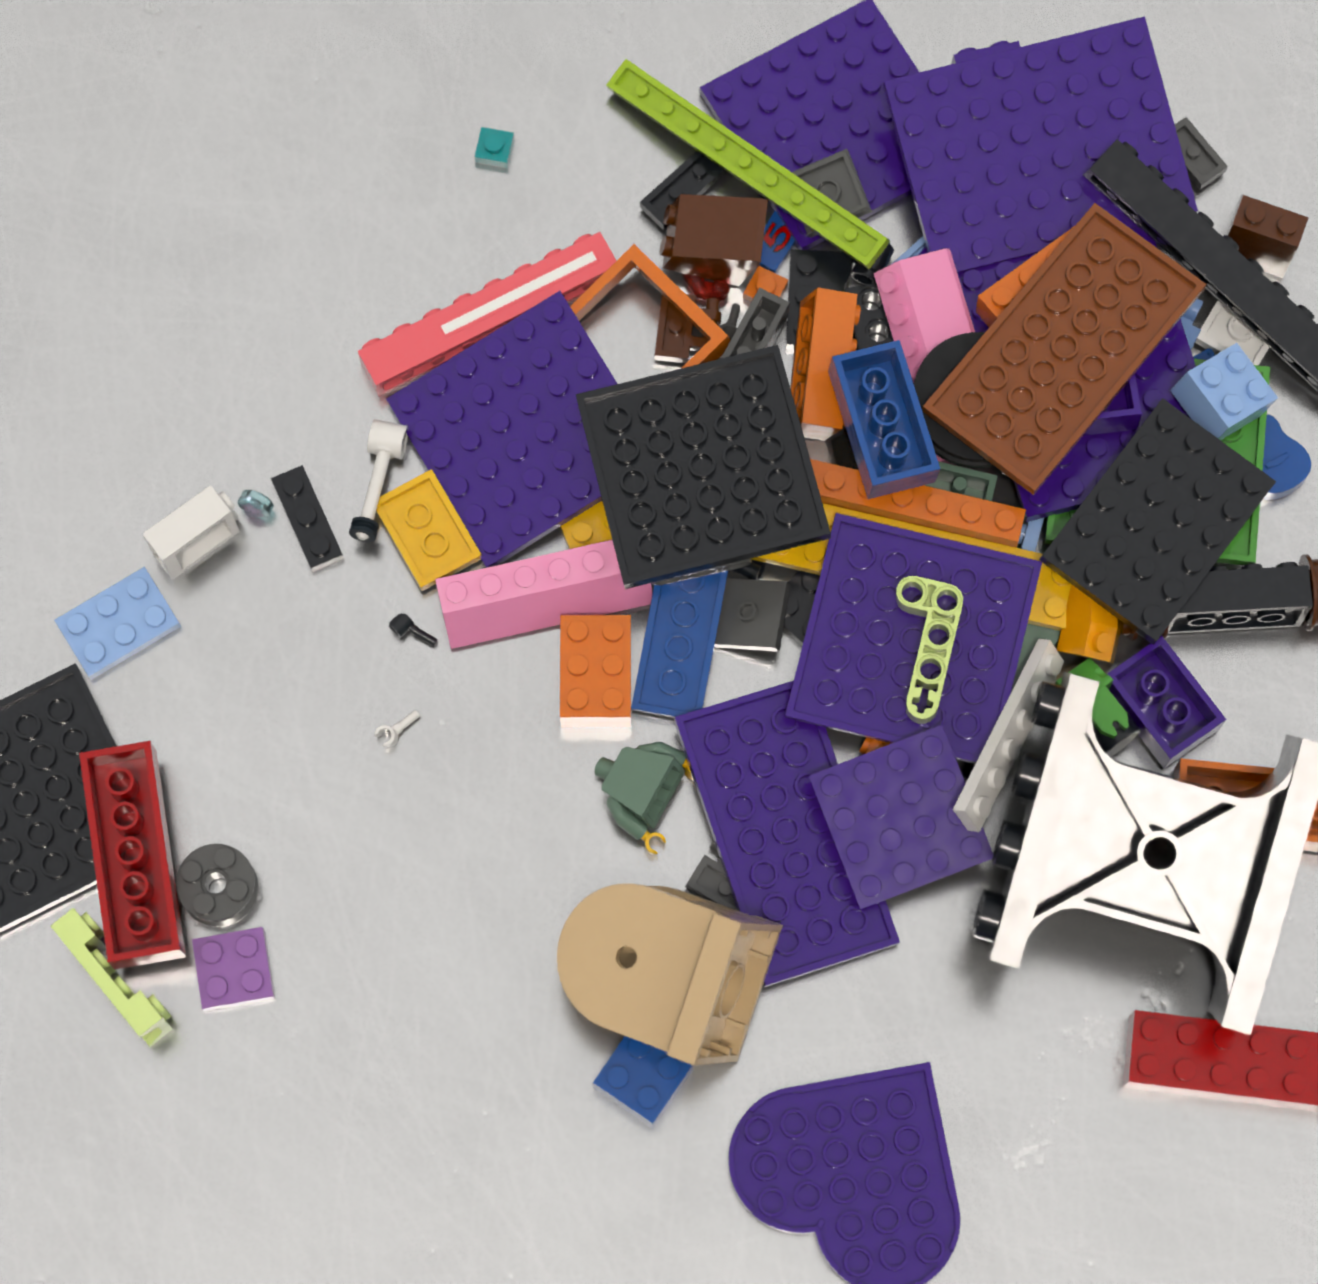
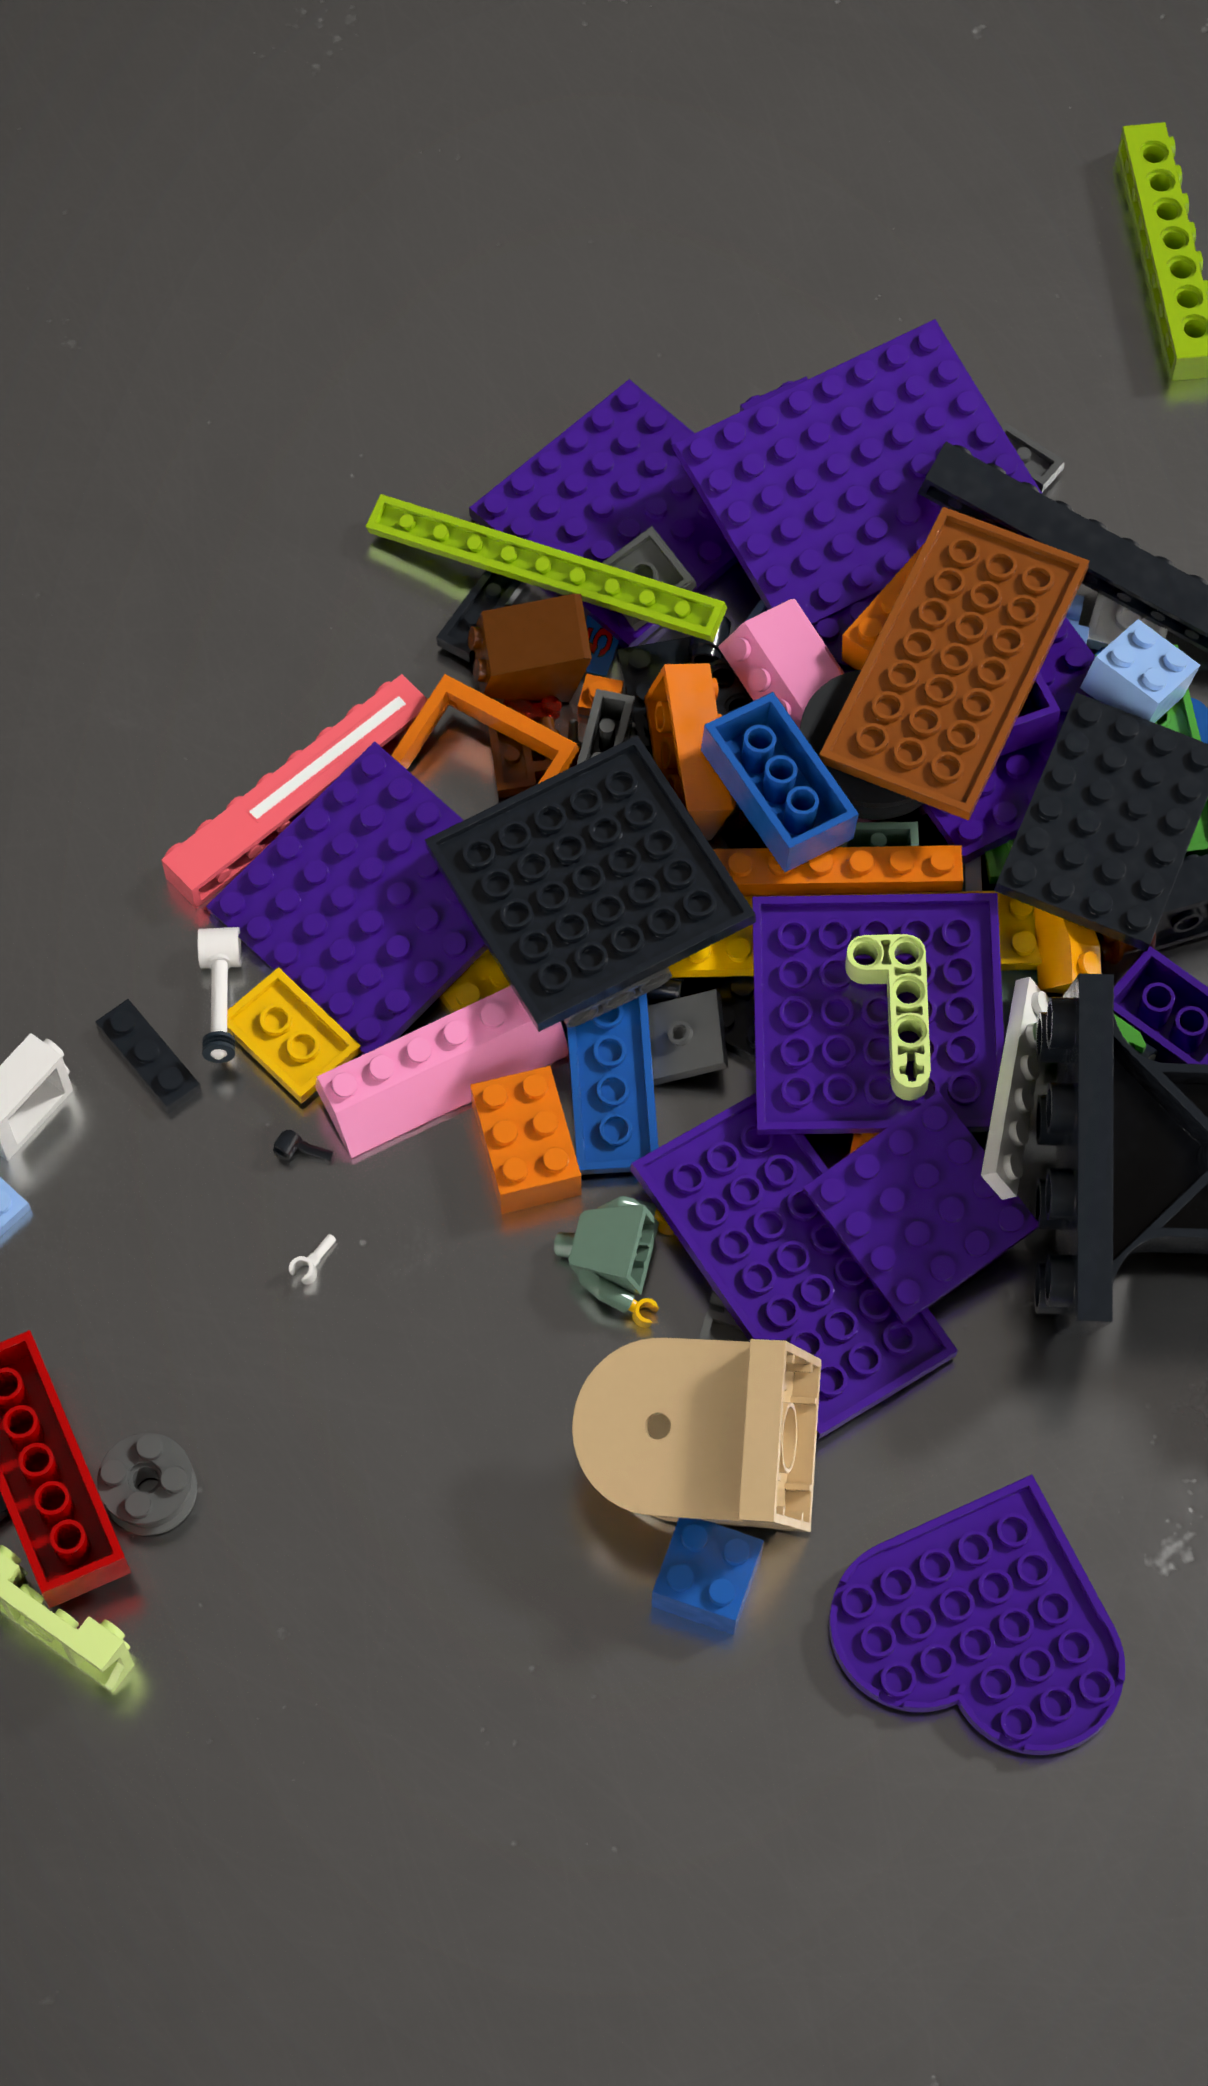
camera: 15 degrees left, 10 degrees down
(233, 969) = (190, 1576): medium lavender plate -> none
(255, 504) = (84, 1052): clear light blue tile -> none
(494, 147) = (257, 620): teal plate -> none
(1267, 233) = (1131, 507): reddish brown slope -> none

